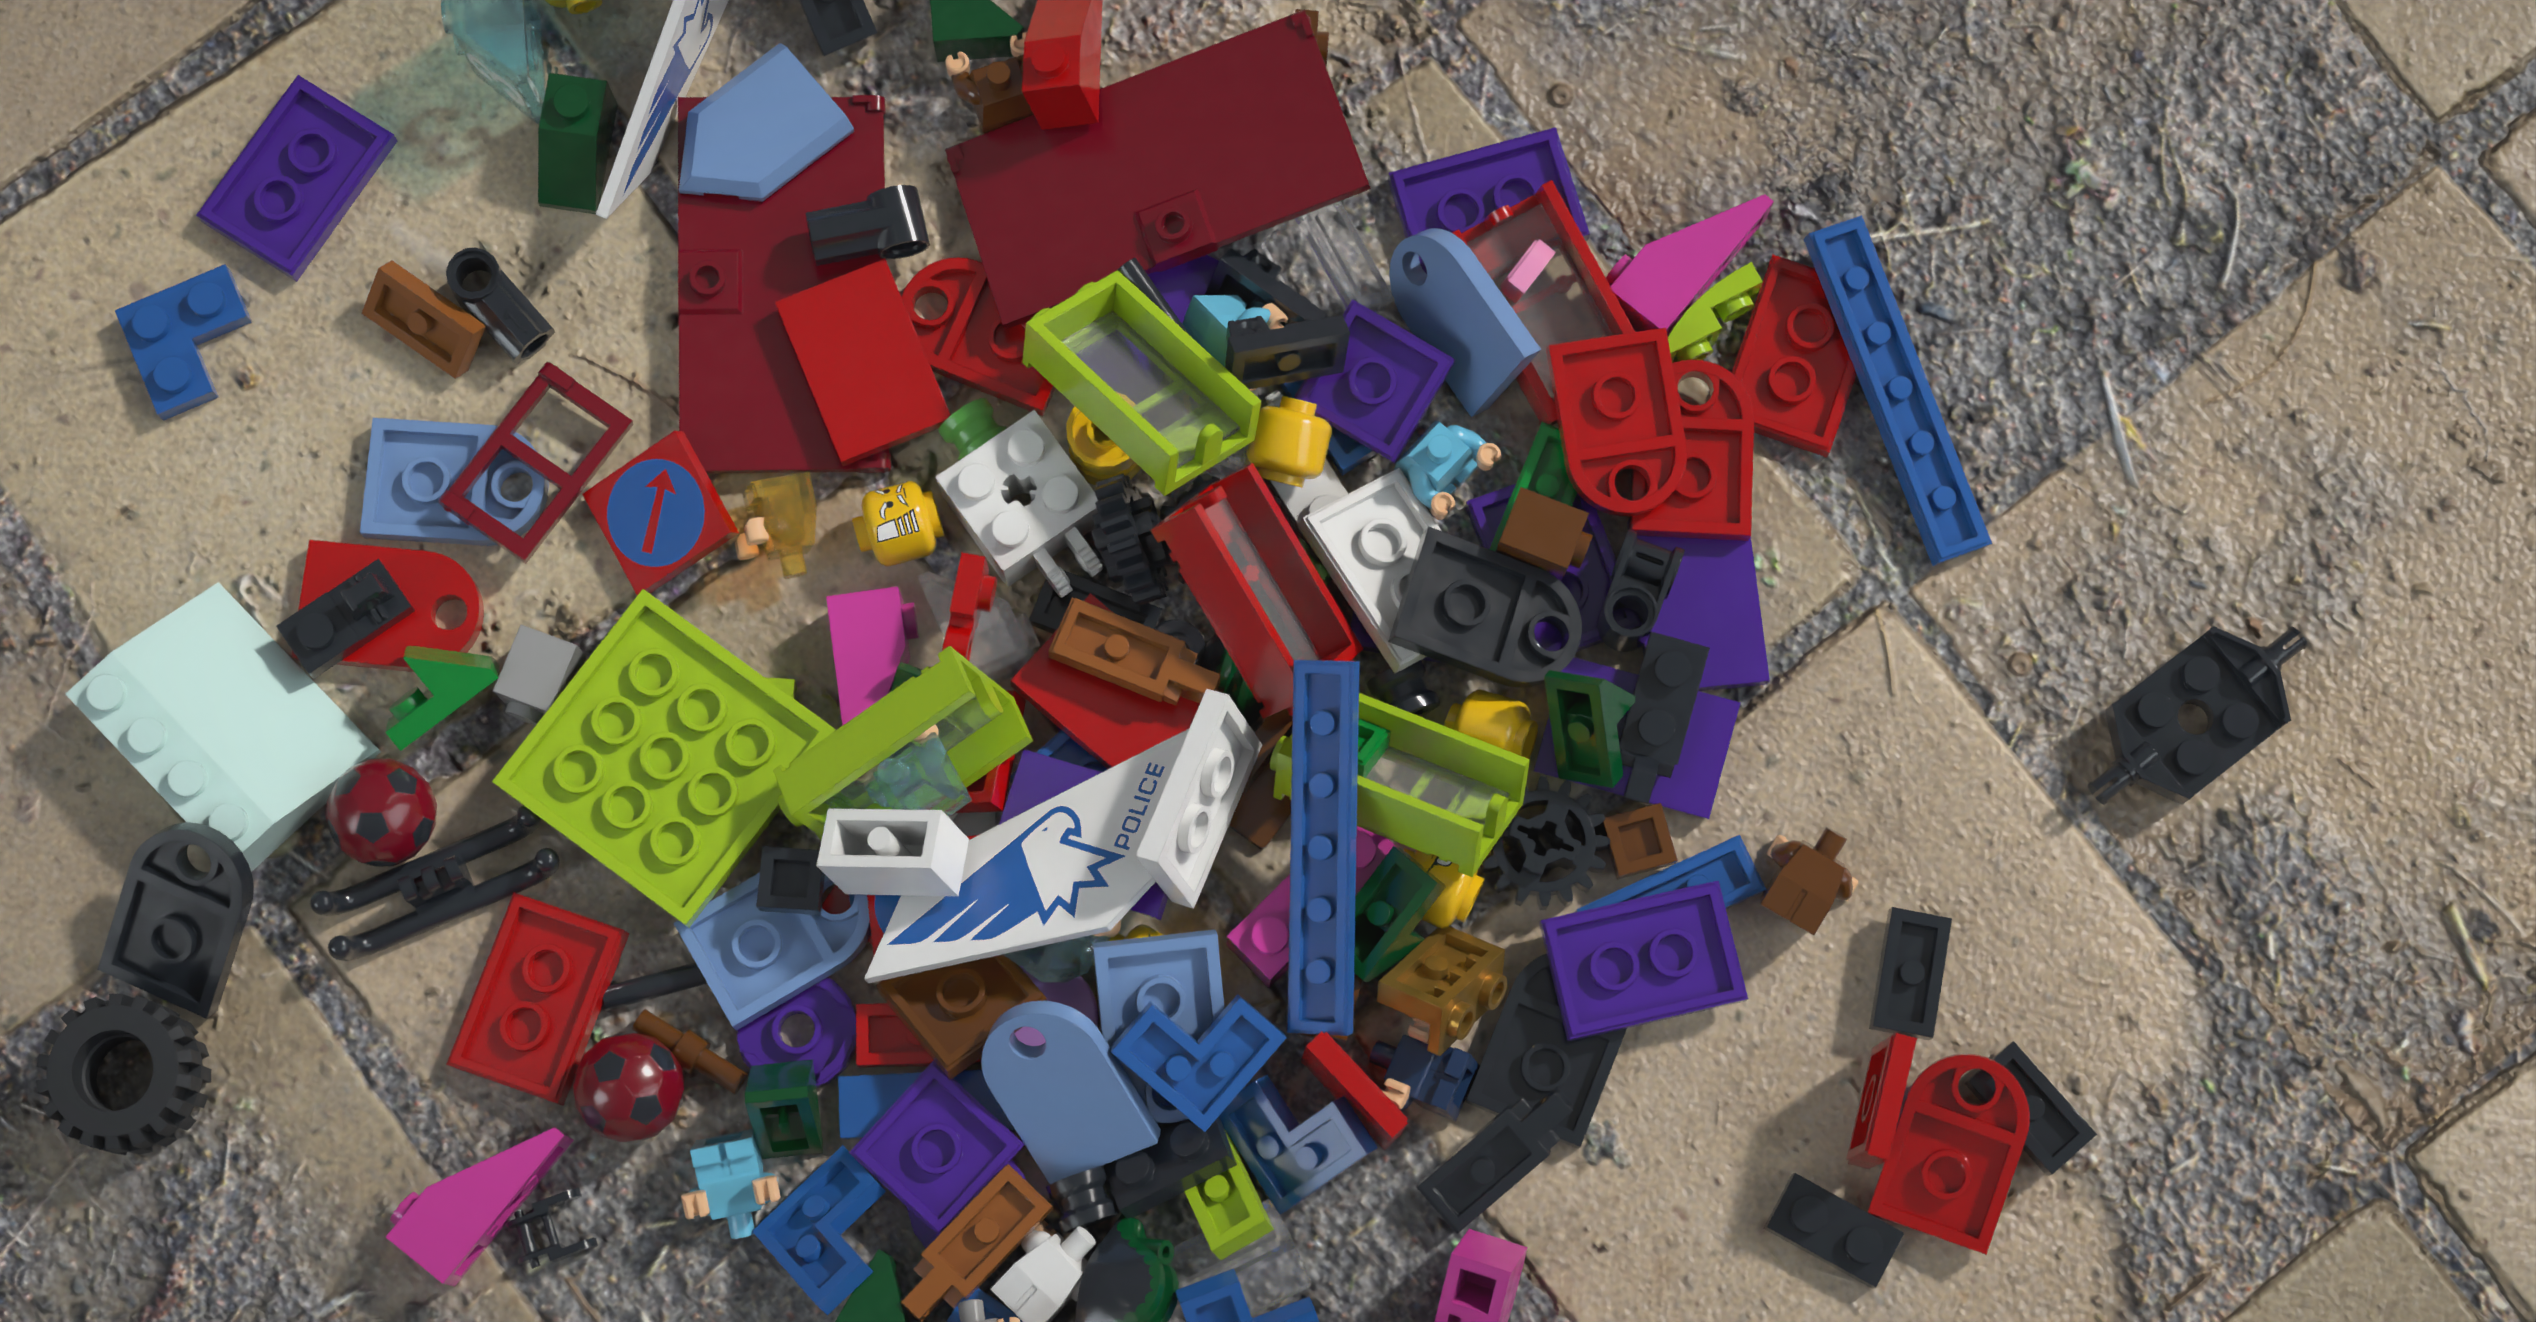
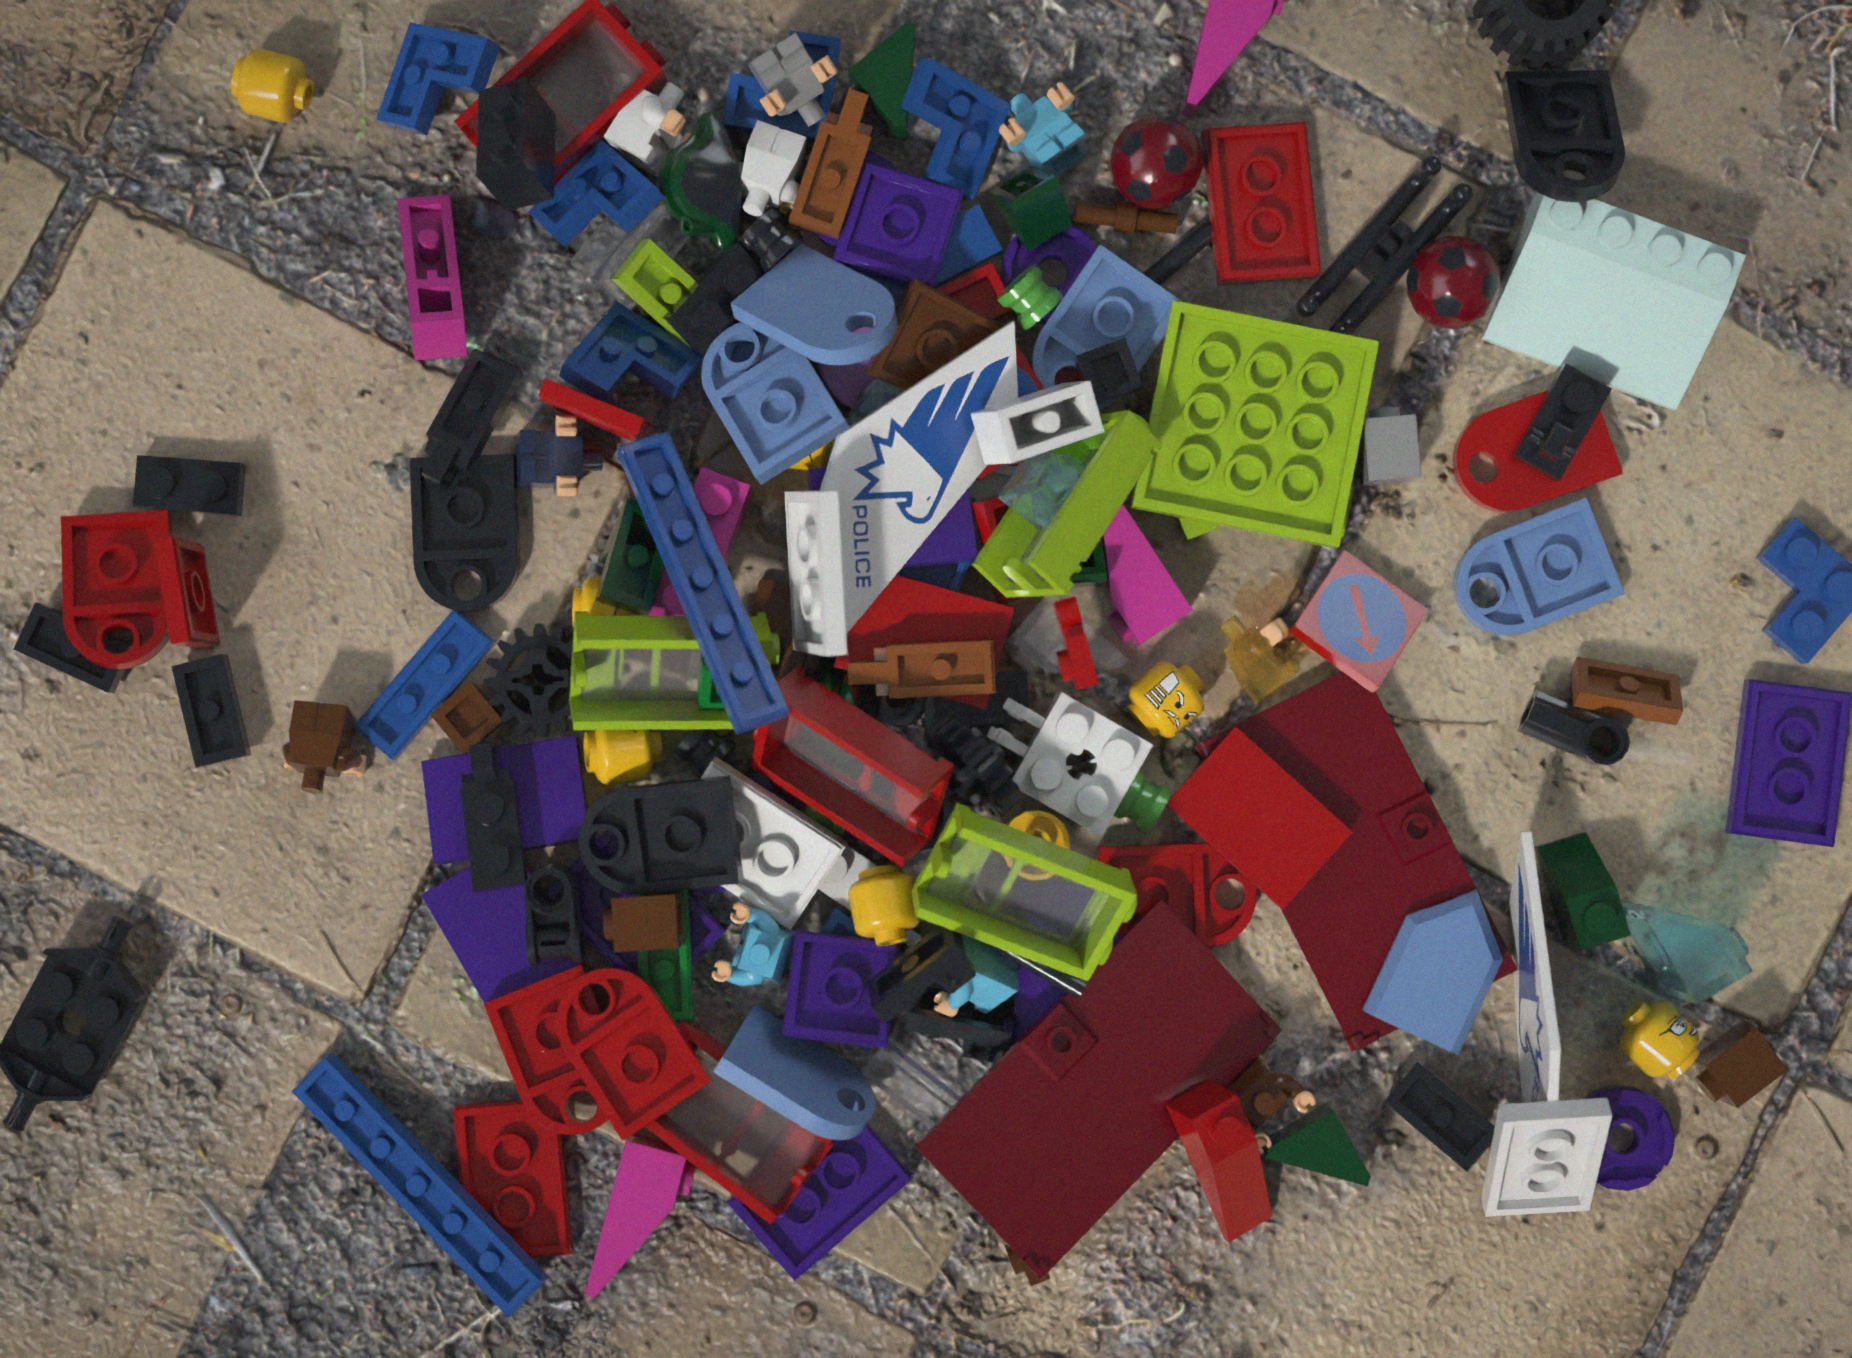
camera: 155 degrees right, 10 degrees up
(450, 681) = (1456, 405): green slope -> none
(543, 1210) = (1151, 23): black piece -> none
(548, 377) = (1514, 622): dark red window -> none
(835, 1002) = (1029, 297): none -> bright green wheel
(884, 224) = (1298, 937): black piece -> none
(1203, 1073) = (717, 367): blue plate -> none
(1446, 984) = (565, 529): pearl gold bracket -> none
(1526, 270) = (758, 1140): bright pink tile -> none
(1585, 727) = (543, 780): dark green slope -> none
(1643, 960) = (422, 622): dark purple tile -> none
(1699, 325) = (602, 1163): lime slope -> none

